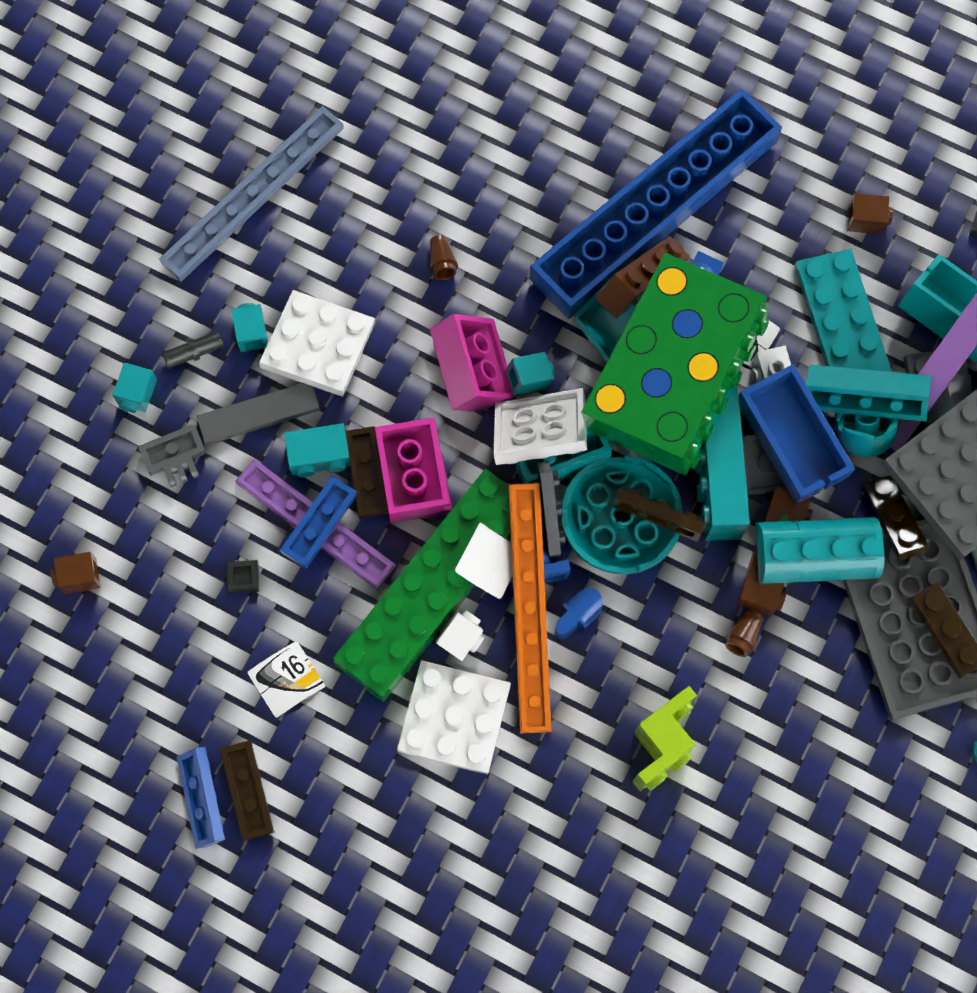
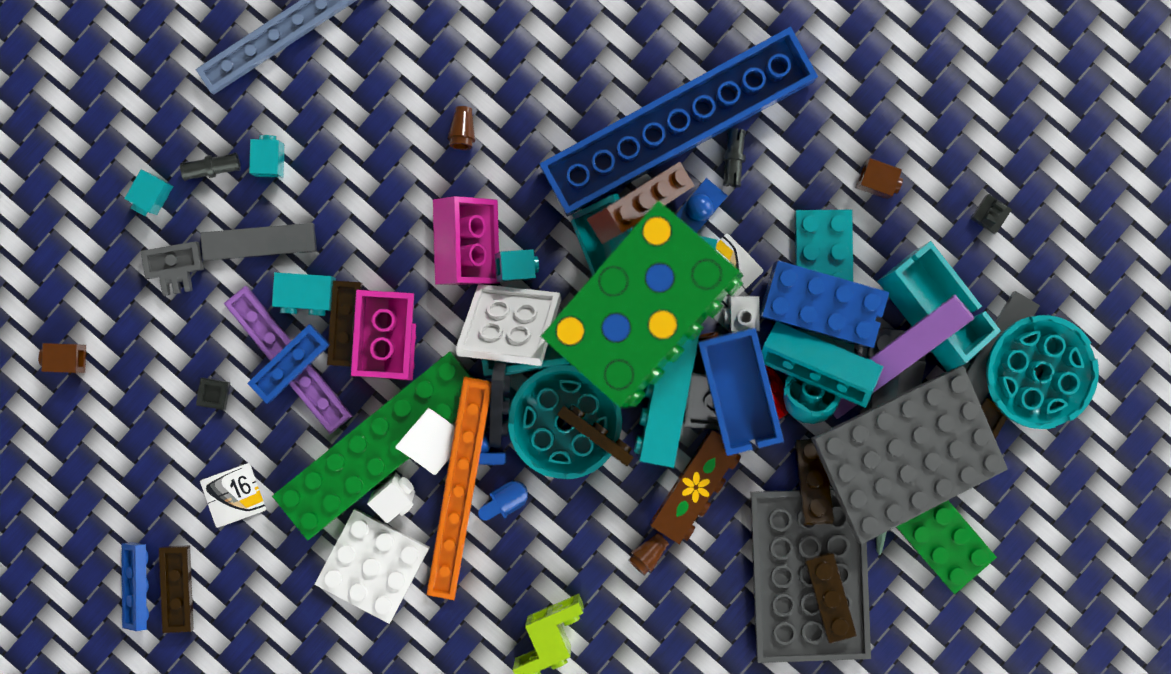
camera: 20 degrees right, 15 degrees up
(317, 343) = (326, 187): white plate -> none
(720, 226) = (734, 157): none -> pearl dark grey pin
(819, 550) = (734, 499): teal container -> none
(852, 336) = (823, 304): none -> blue piece

